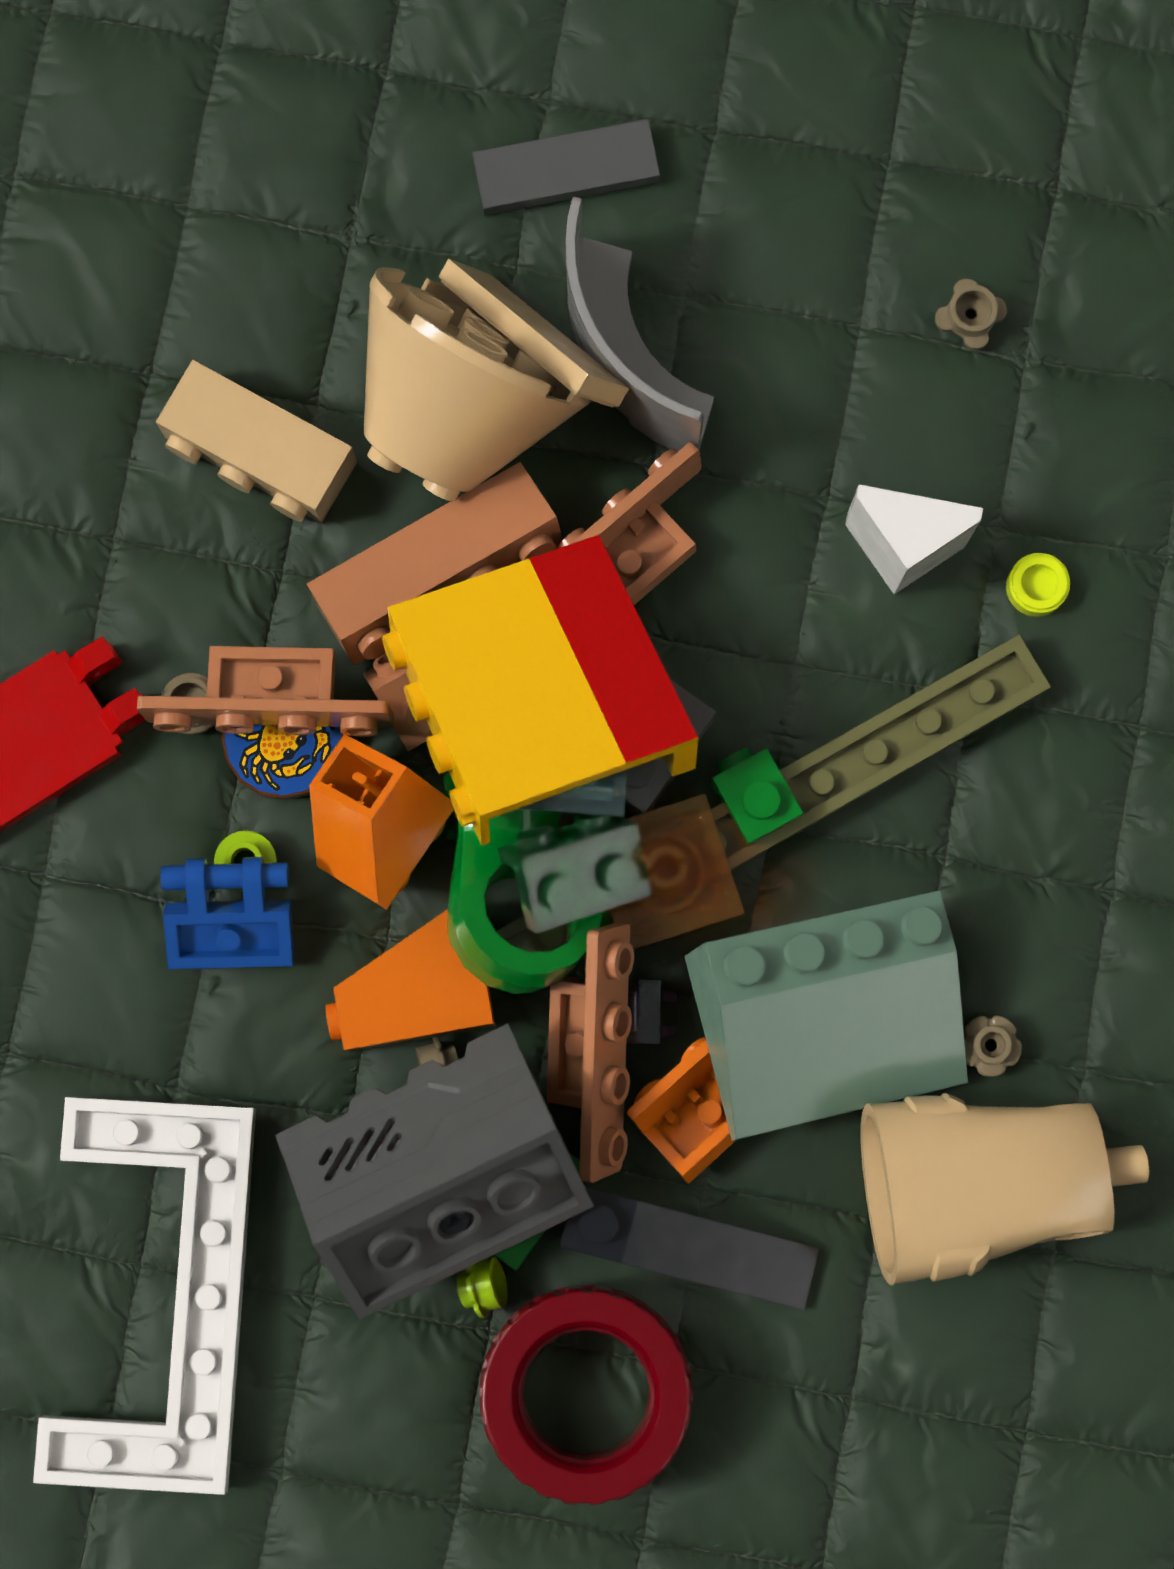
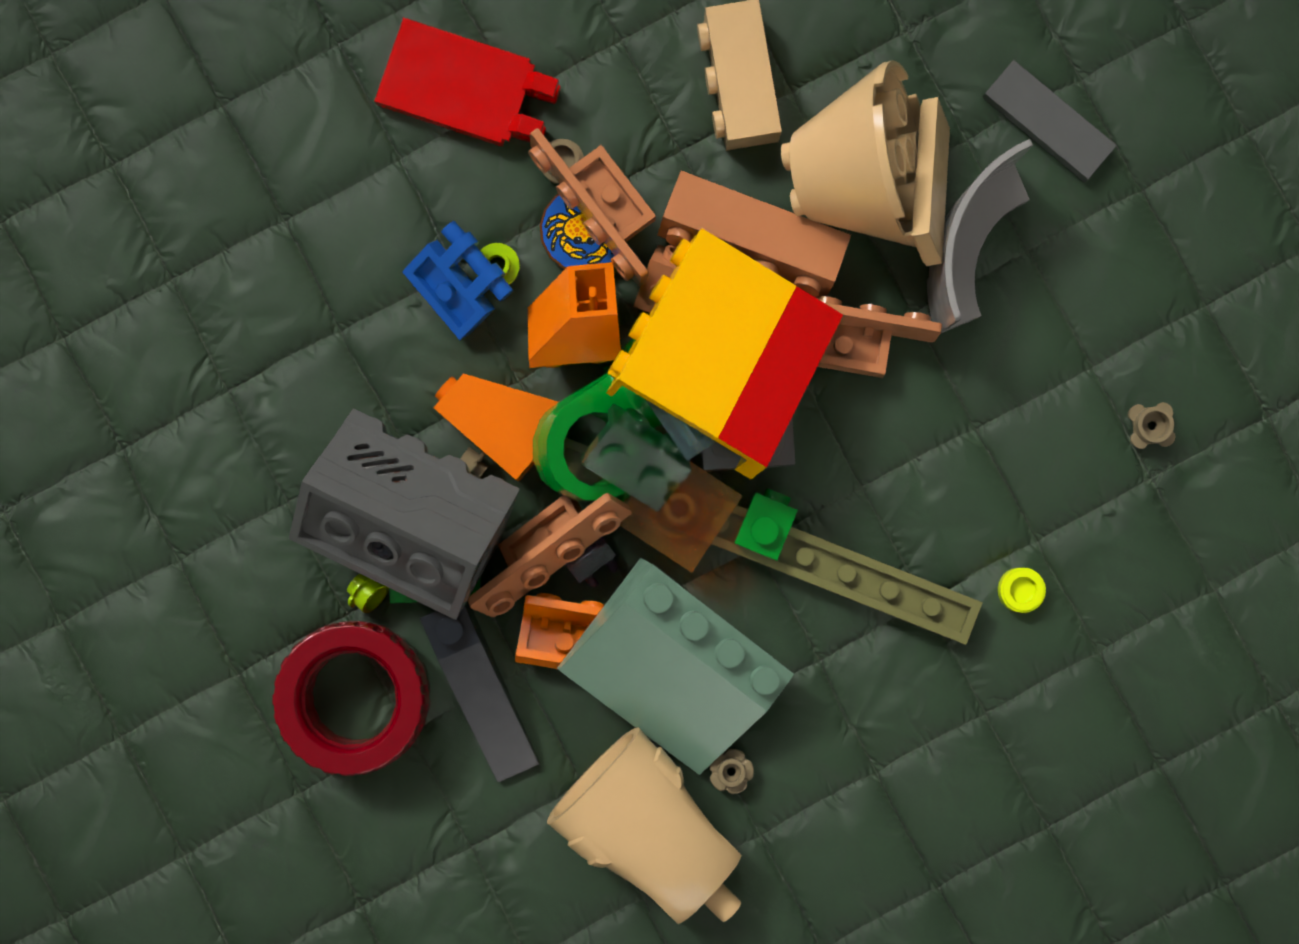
camera: 45 degrees right, 5 degrees up
(196, 1441) = (154, 500): white plate -> none
(908, 532) = (989, 492): white slope -> none

